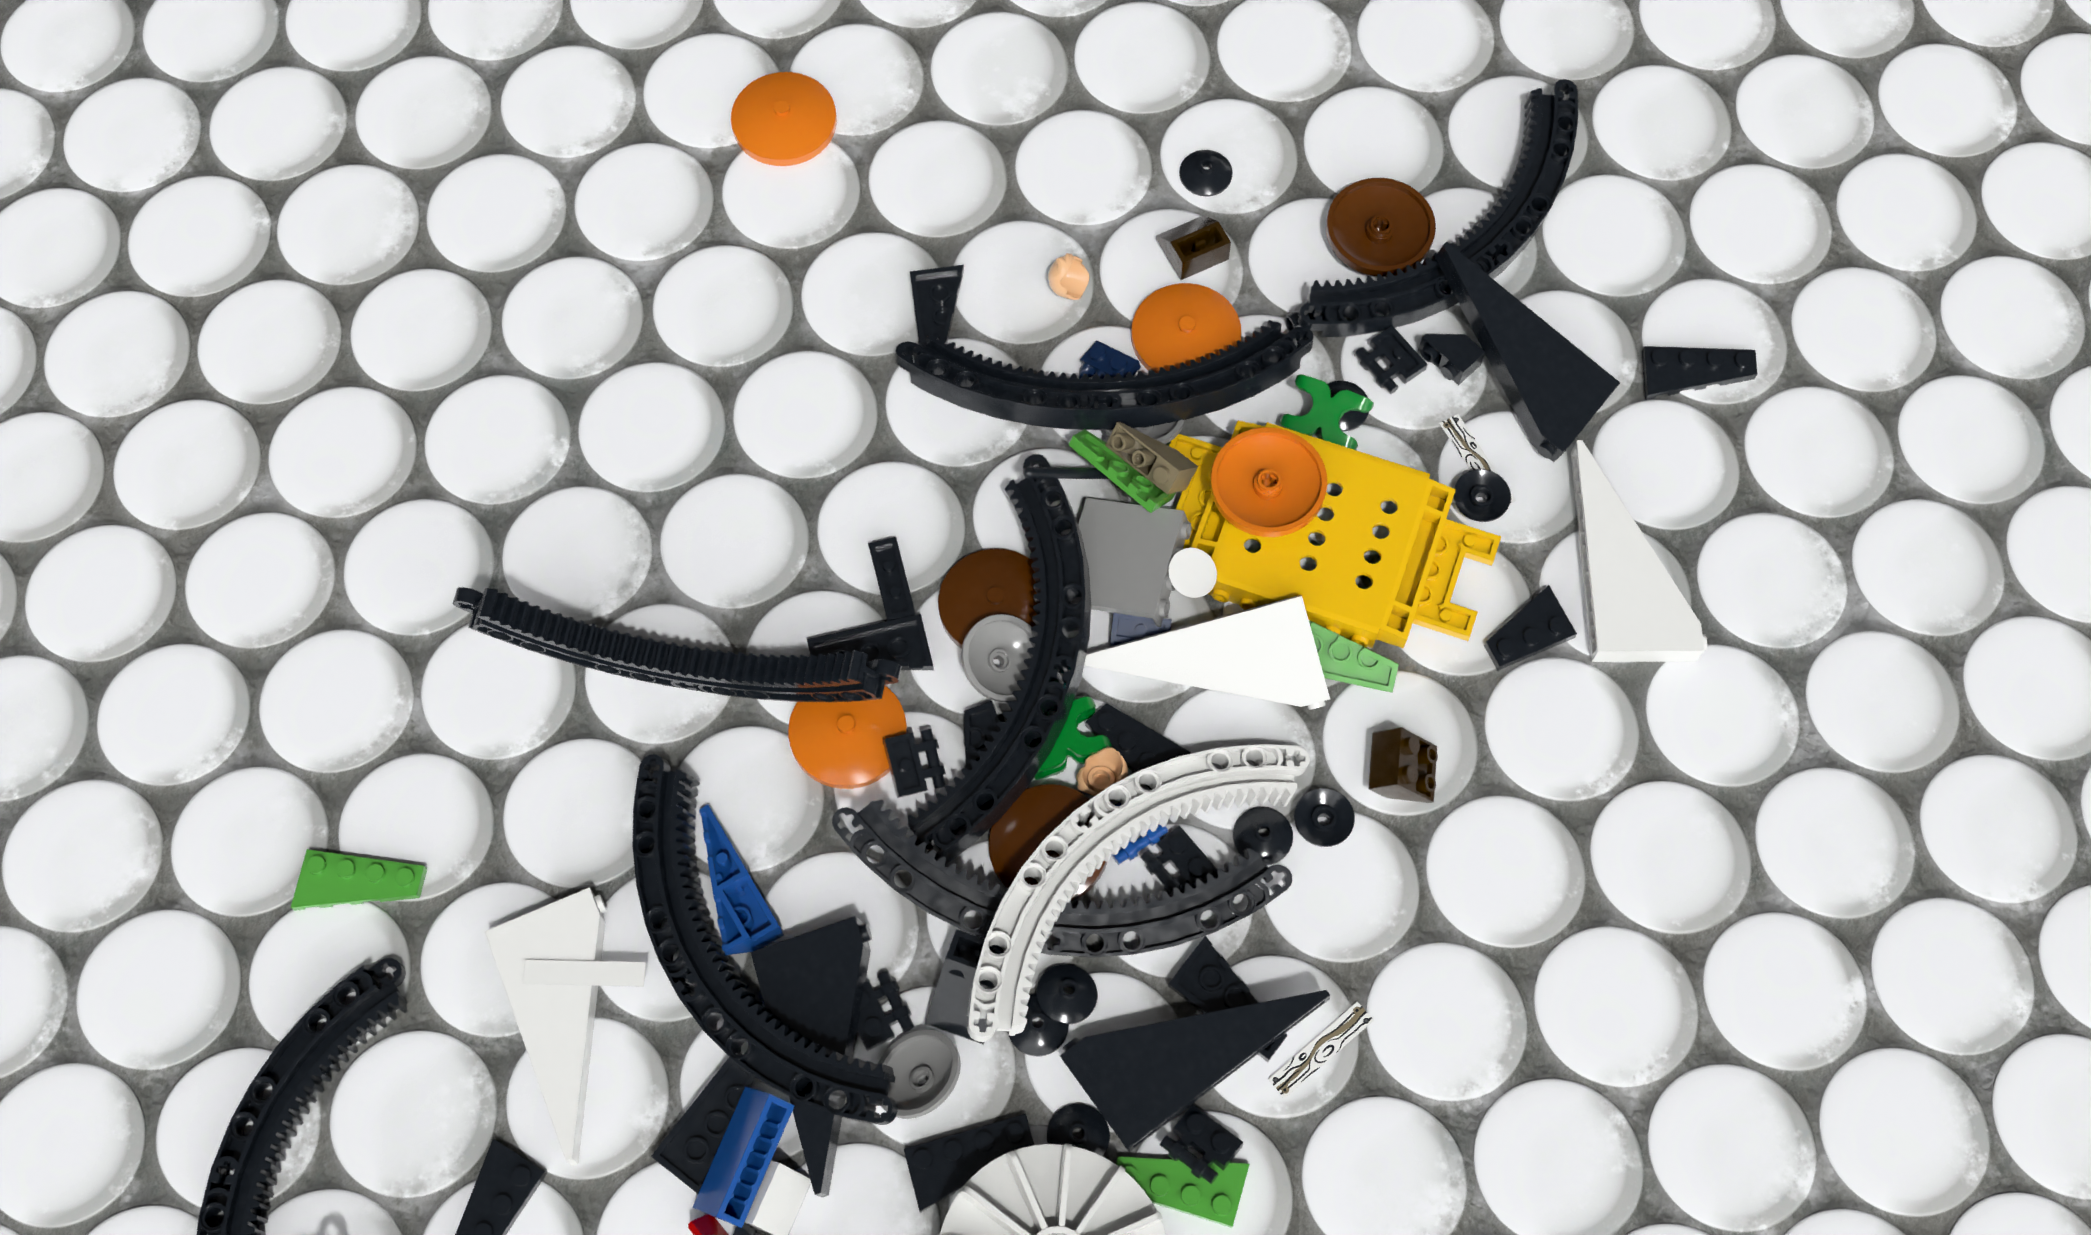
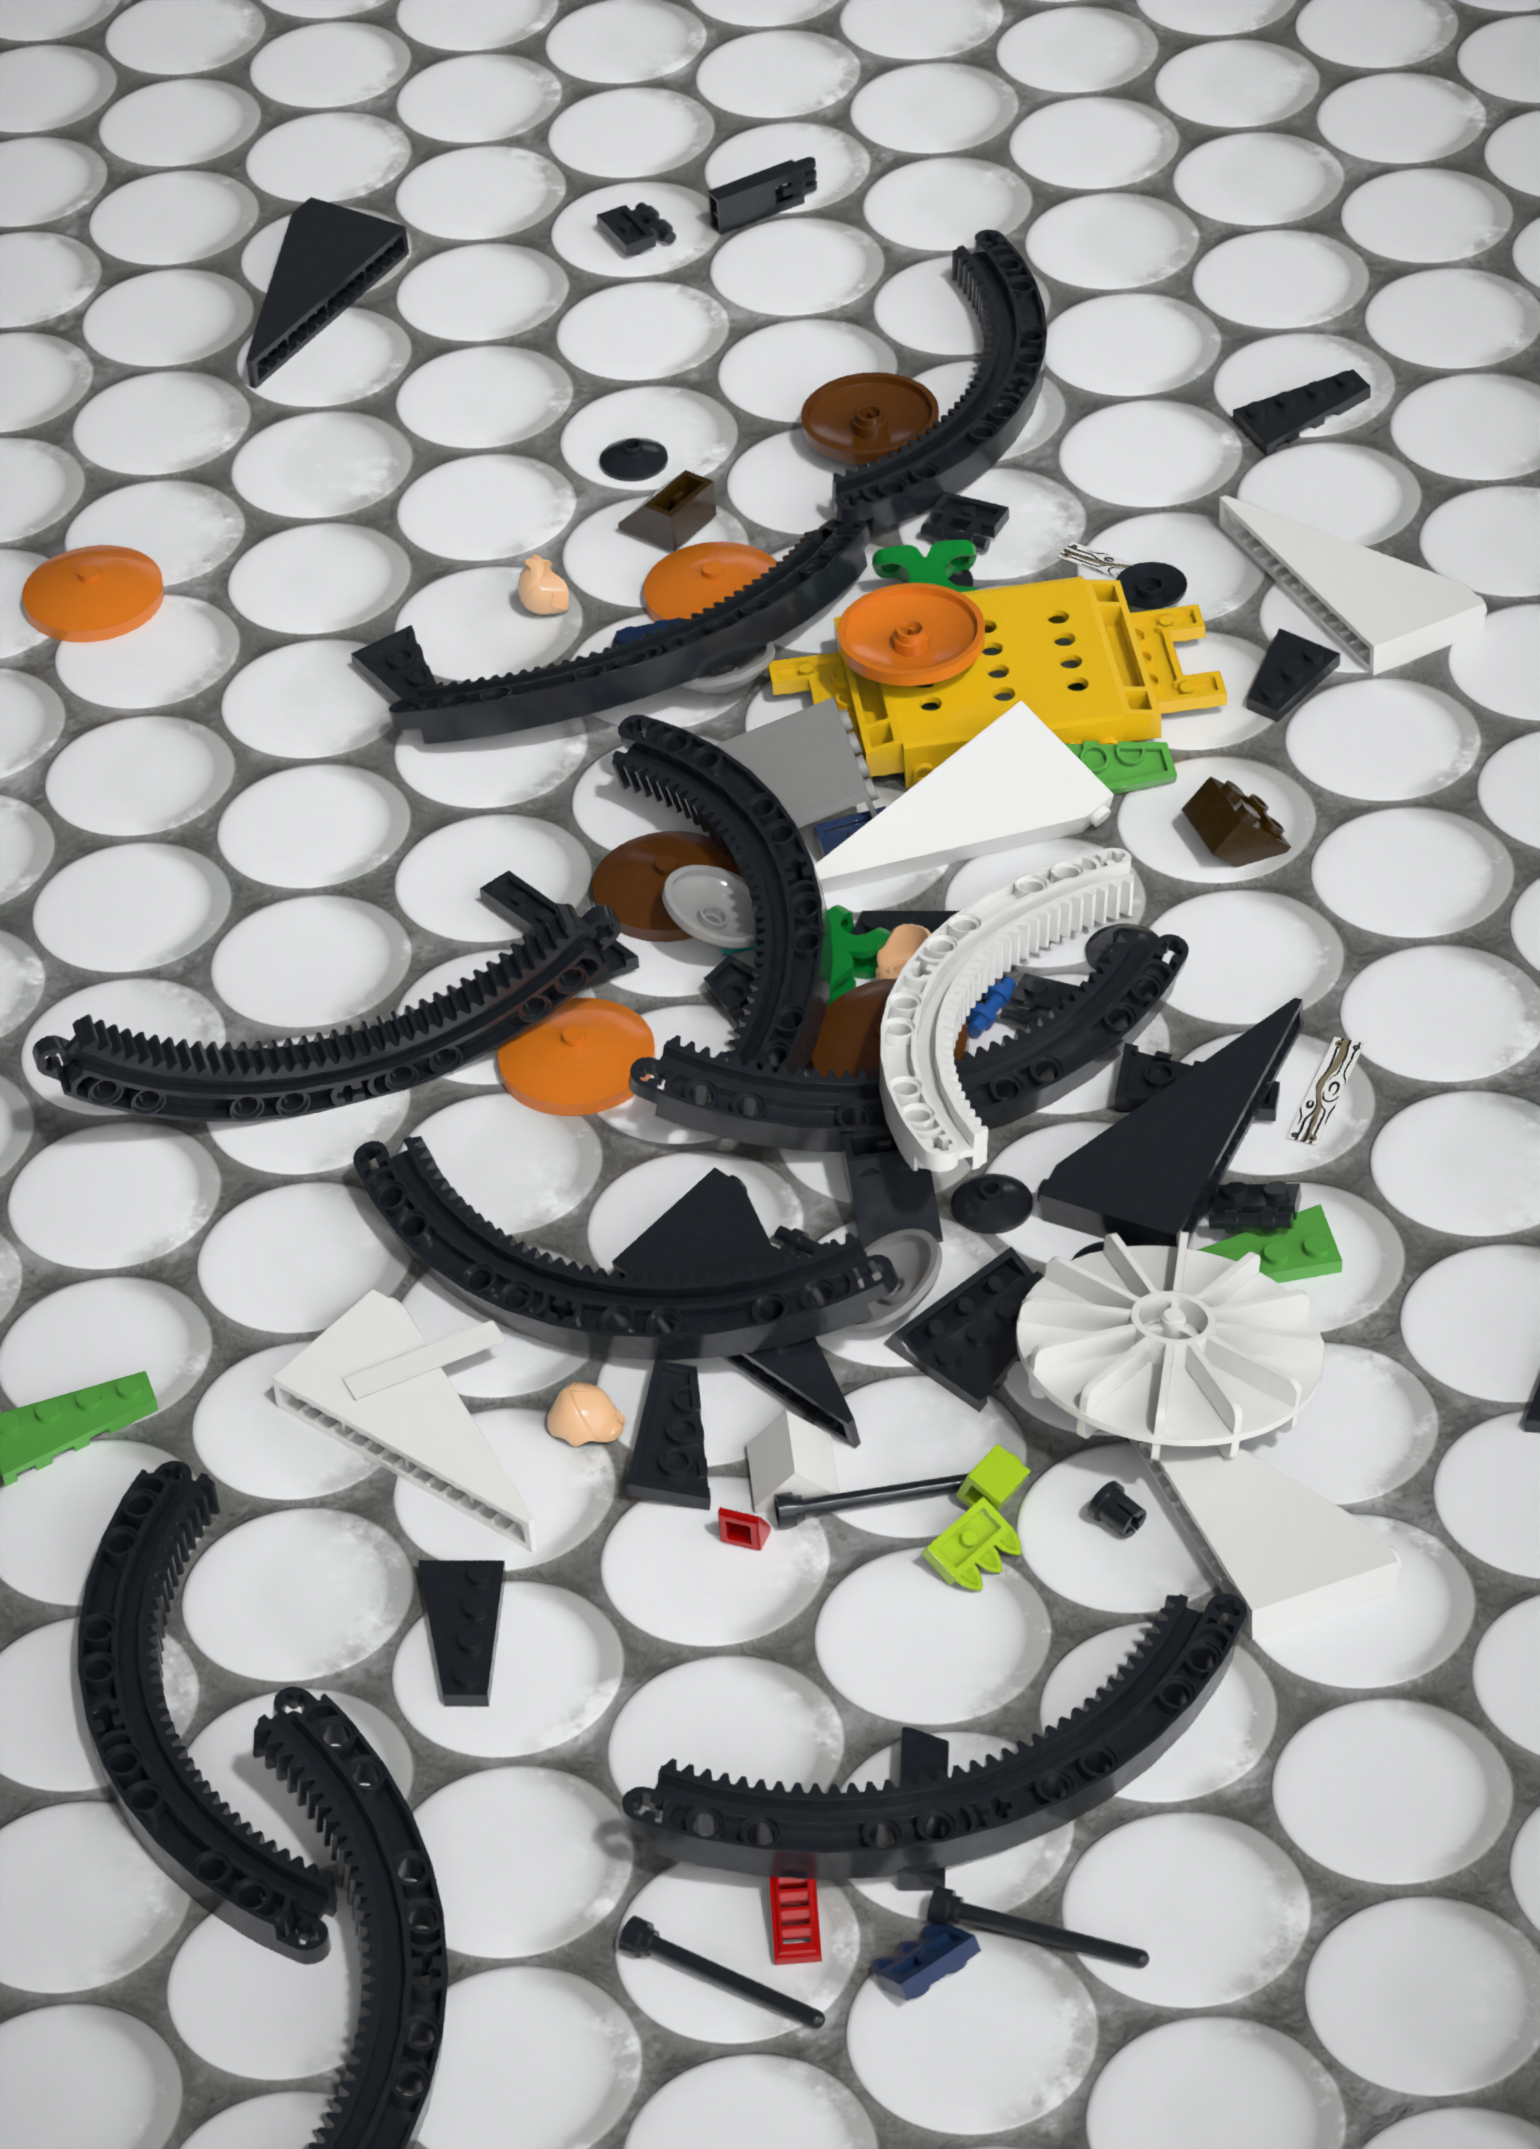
camera: 25 degrees left, 25 degrees down
(666, 1072) = (584, 1415): none -> light nougat hair
(741, 910) = (543, 1226): blue wedge -> none
(743, 1156) = (738, 1431): blue brick -> none
(906, 764) = (658, 1027): black plate -> none
(964, 1113) = (959, 1306): none -> black slope
(1063, 473) = (730, 721): black piece -> none
(1066, 1007) = (1011, 1161): black dish -> none
(1119, 471) = (681, 699): bright green wing -> none
(1152, 458) = (760, 675): dark tan slope -> none
(1192, 572) = (881, 745): white sticker -> none
(1327, 804) = (1181, 899): black dish -> none
(1453, 354) = (1029, 490): black slope -> none
(1541, 372) = (1140, 462): black slope -> none

